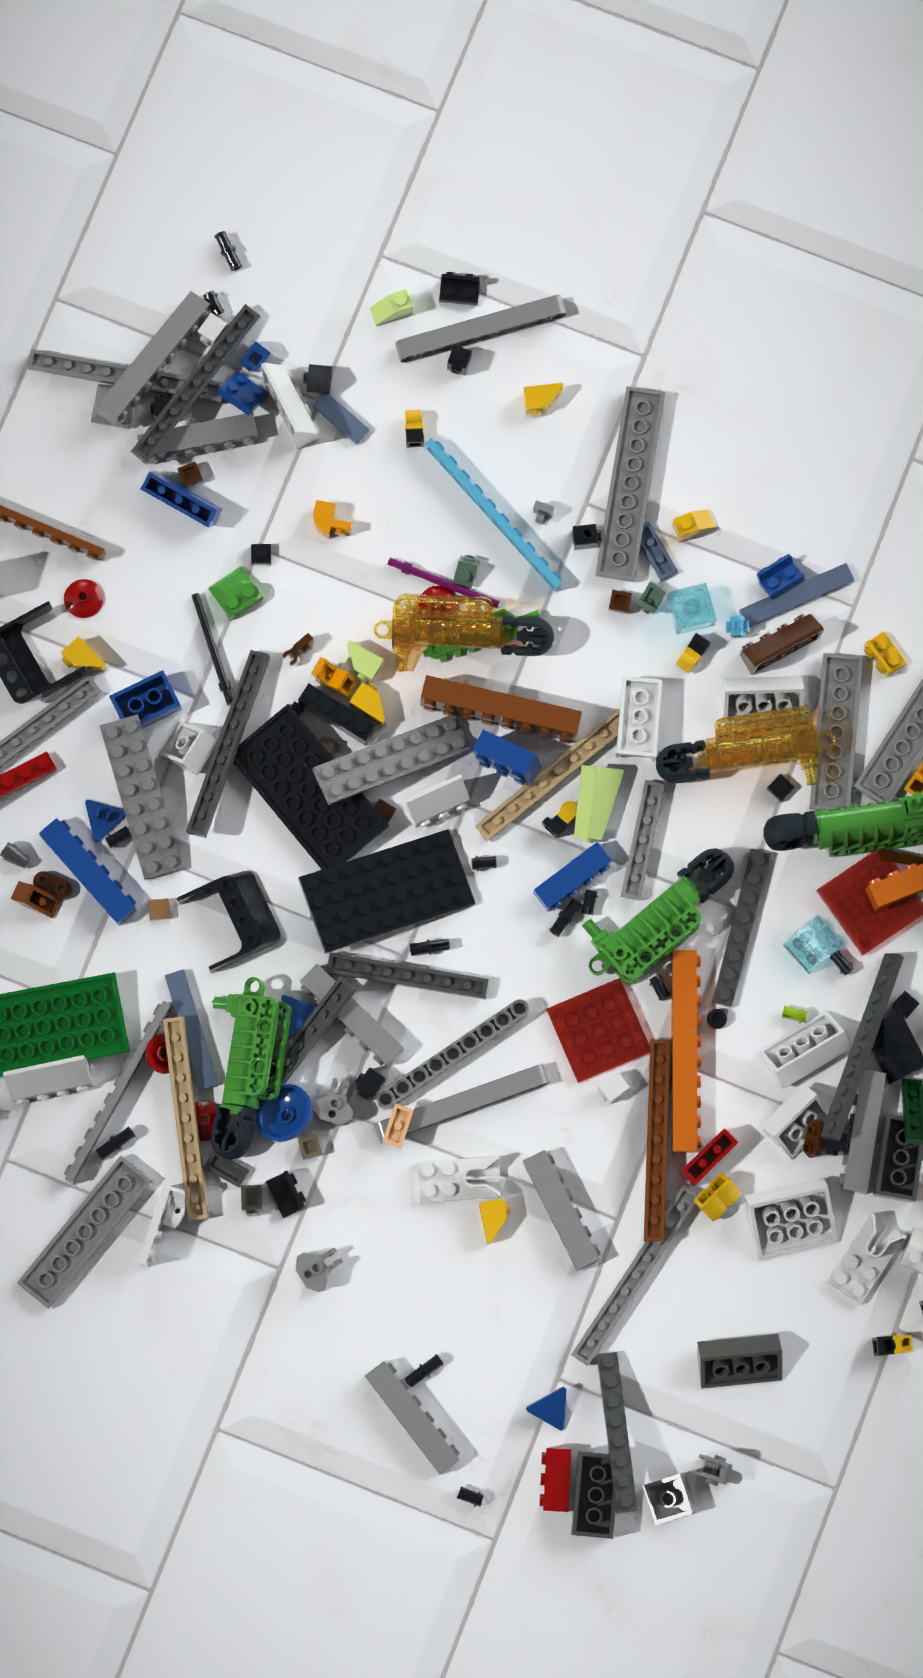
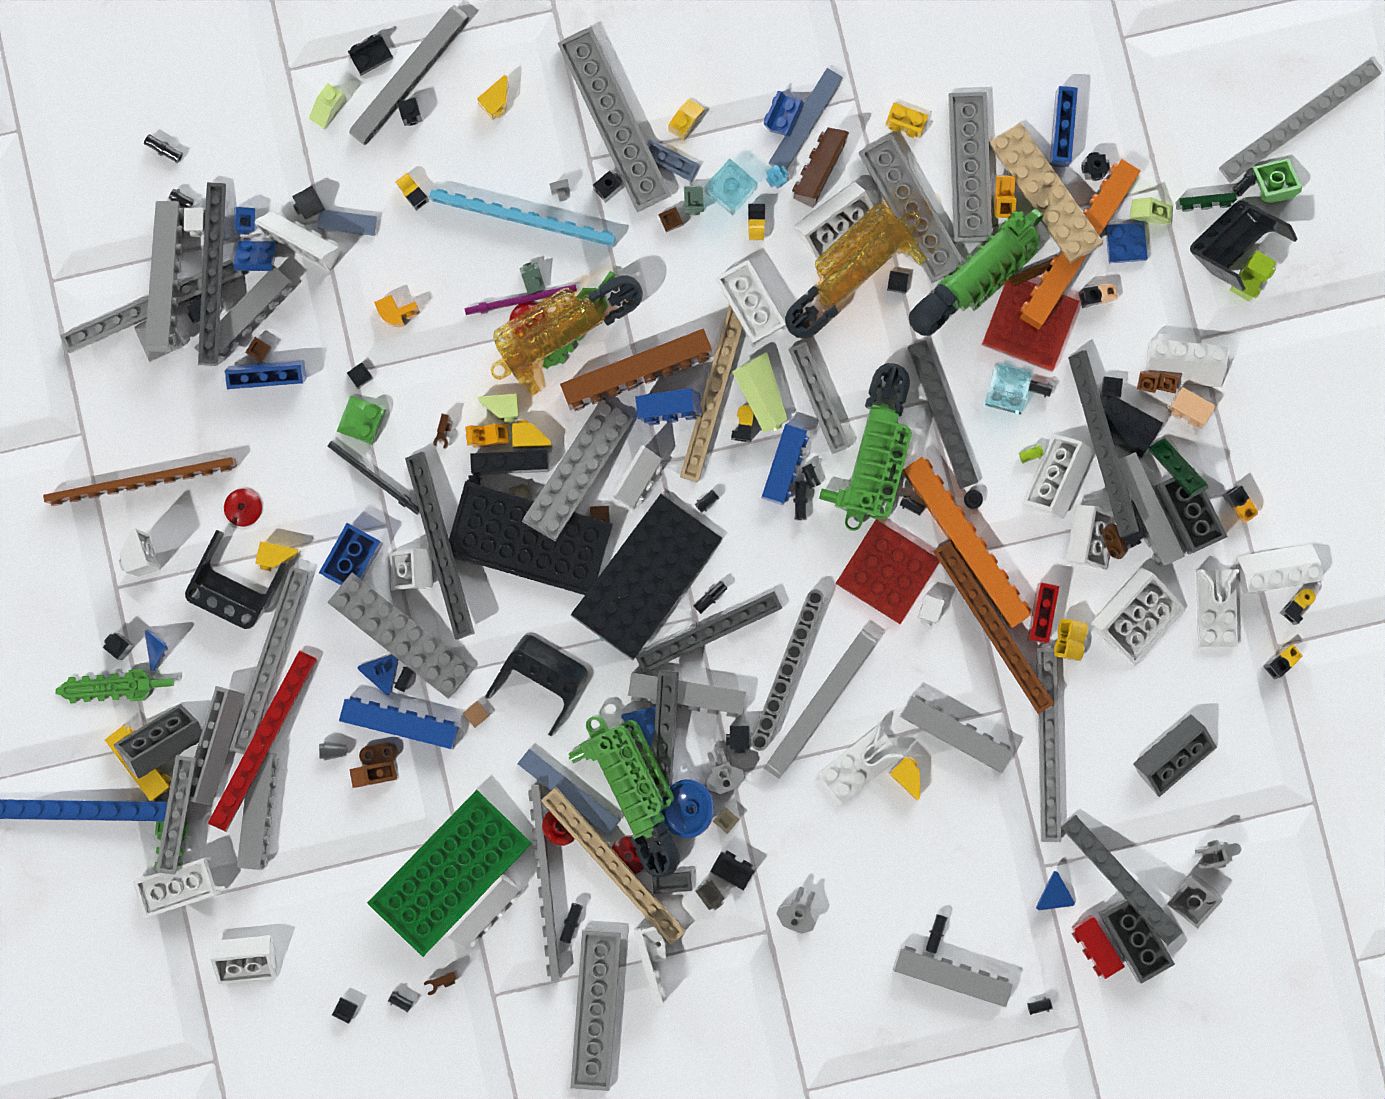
camera: 30 degrees left, 5 degrees up
(398, 1126) = (785, 757): light nougat plate -> none

